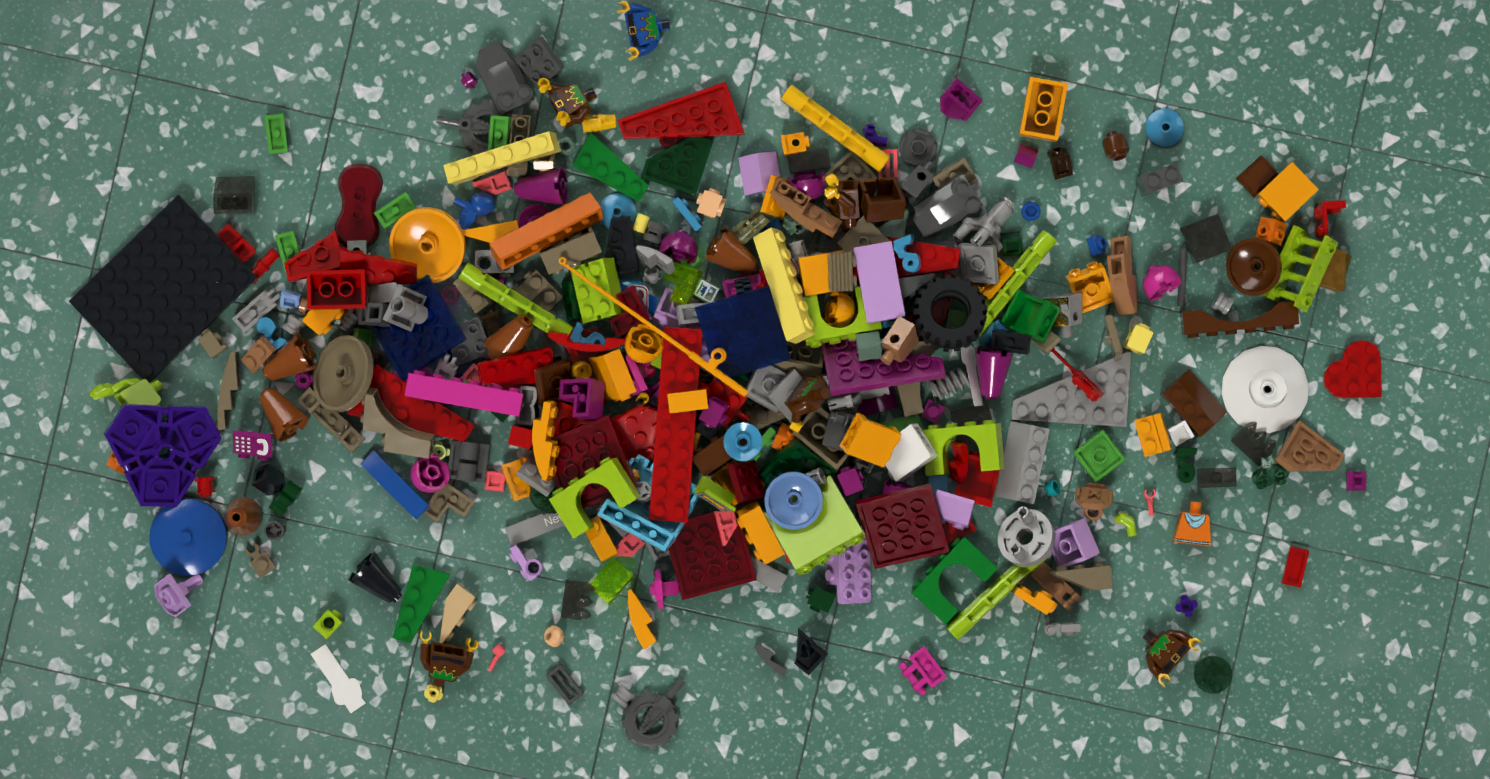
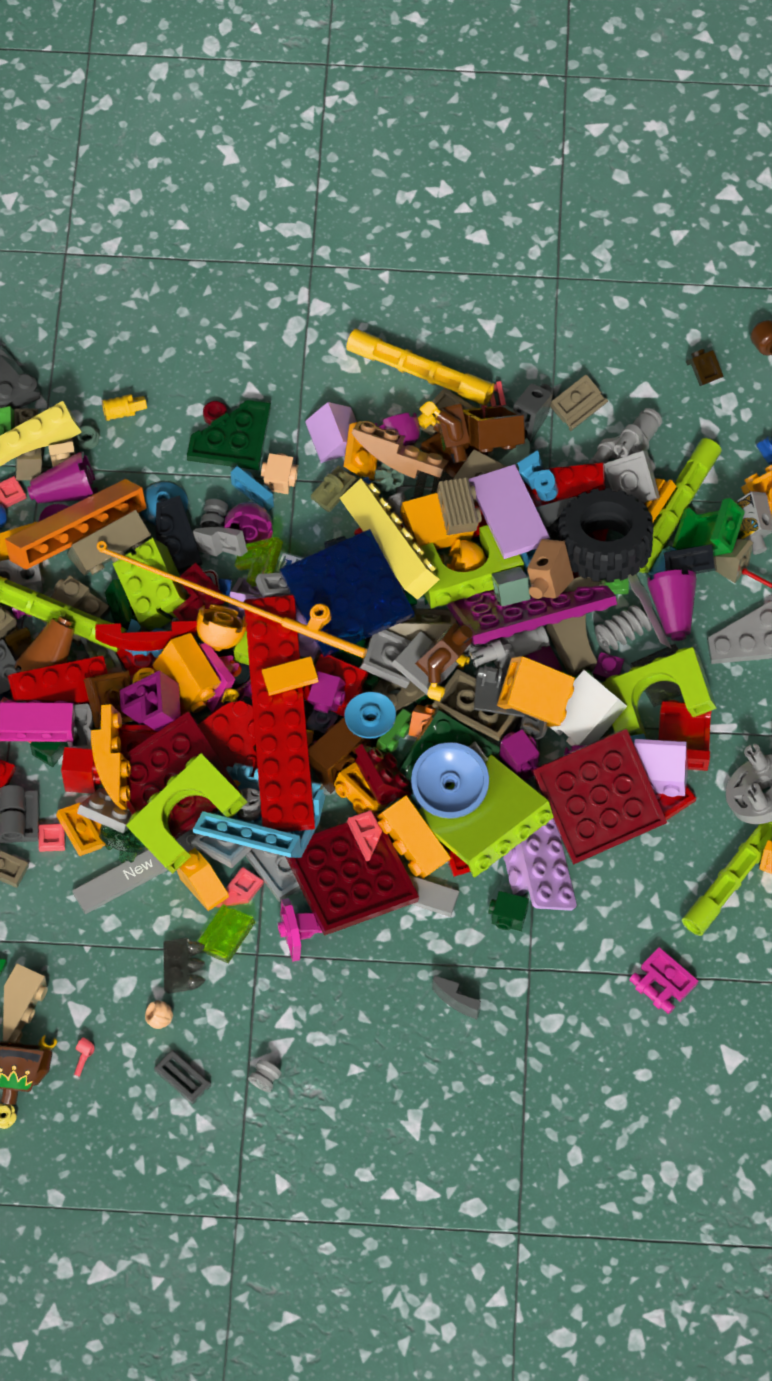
camera: 15 degrees left, 25 degrees down
(518, 556) = (96, 921): lavender plate -> none
(539, 62) = (42, 350): dark grey plate -> none
(568, 101) = (83, 386): torso -> none
(606, 167) = (141, 455): green wing -> none
(639, 620) = (273, 976): light orange slope -> none
(641, 223) = (195, 508): light yellow hinge -> none
(642, 28) = (161, 295): torso -> none
(652, 275) = (219, 564): light grey plate -> none
(660, 707) = (318, 1085): dark grey bar -> none
(694, 115) = (245, 378): red wing -> none
(715, 494) = (345, 790): lime panel -> none
(731, 253) = (315, 520): dark orange cone -> none
(787, 145) = (372, 393): light orange brick -> none
(808, 653) = (508, 981): black slope -> none
(809, 161) = (393, 405): clear smoke slope -> none
(871, 135) = (462, 366): dark purple arm -> none
(917, 147) = (523, 372): dark grey tile -> none
(928, 589) = (684, 827): green arch -> none
(946, 207) = (576, 430): dark grey slope -> none
(959, 101) = (565, 318): magenta slope -> none
(959, 466) = (658, 721): red slope -> none
(1011, 243) = (666, 465): dark green slope -> none
(1023, 462) = (739, 700): light grey slope -> none
(1026, 156) = (660, 368): magenta slope -> none
(1030, 211) = (680, 426): blue tile -> none
(1043, 109) = (670, 309): light orange brick -> none

